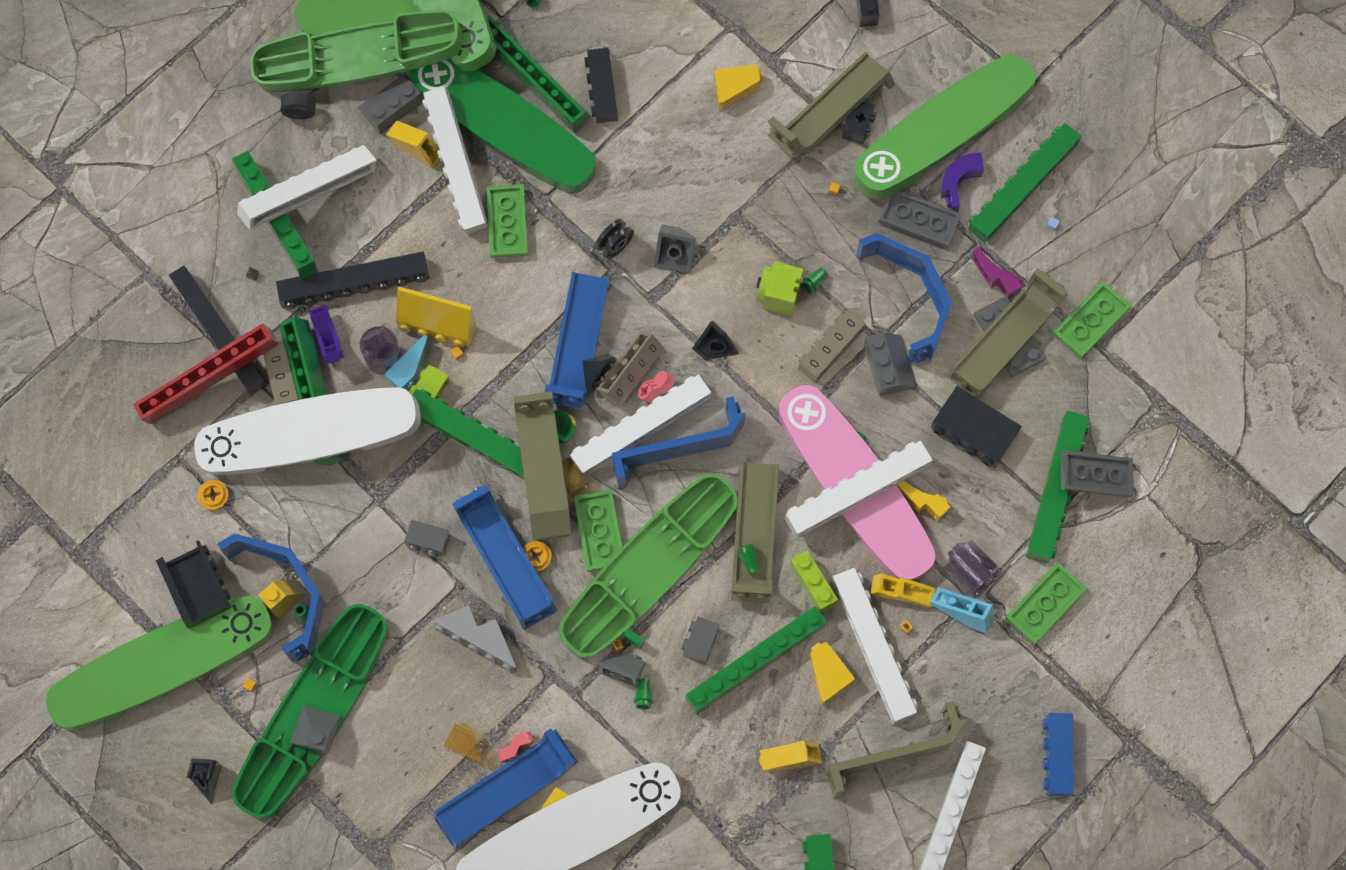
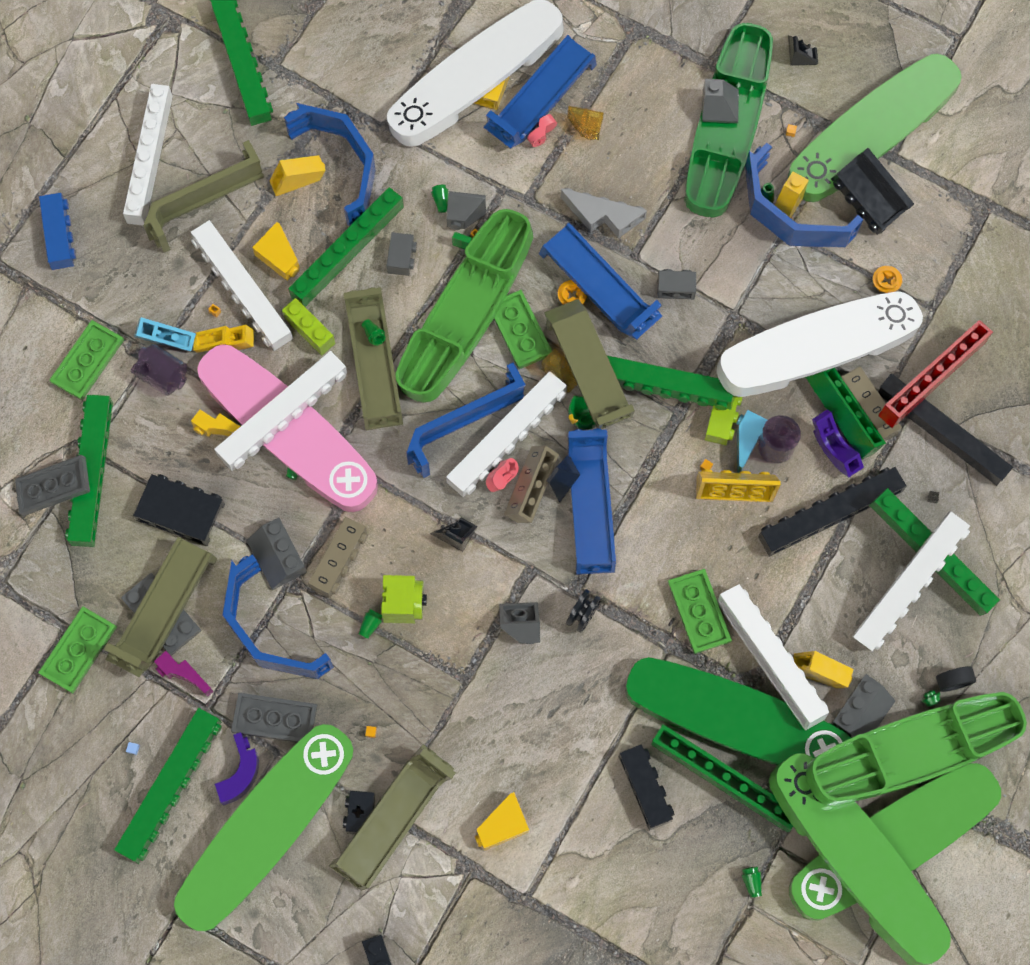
camera: 165 degrees right, 0 degrees up
(325, 99) = (931, 698): none -> green plate
(767, 818) = (337, 123): none -> blue panel

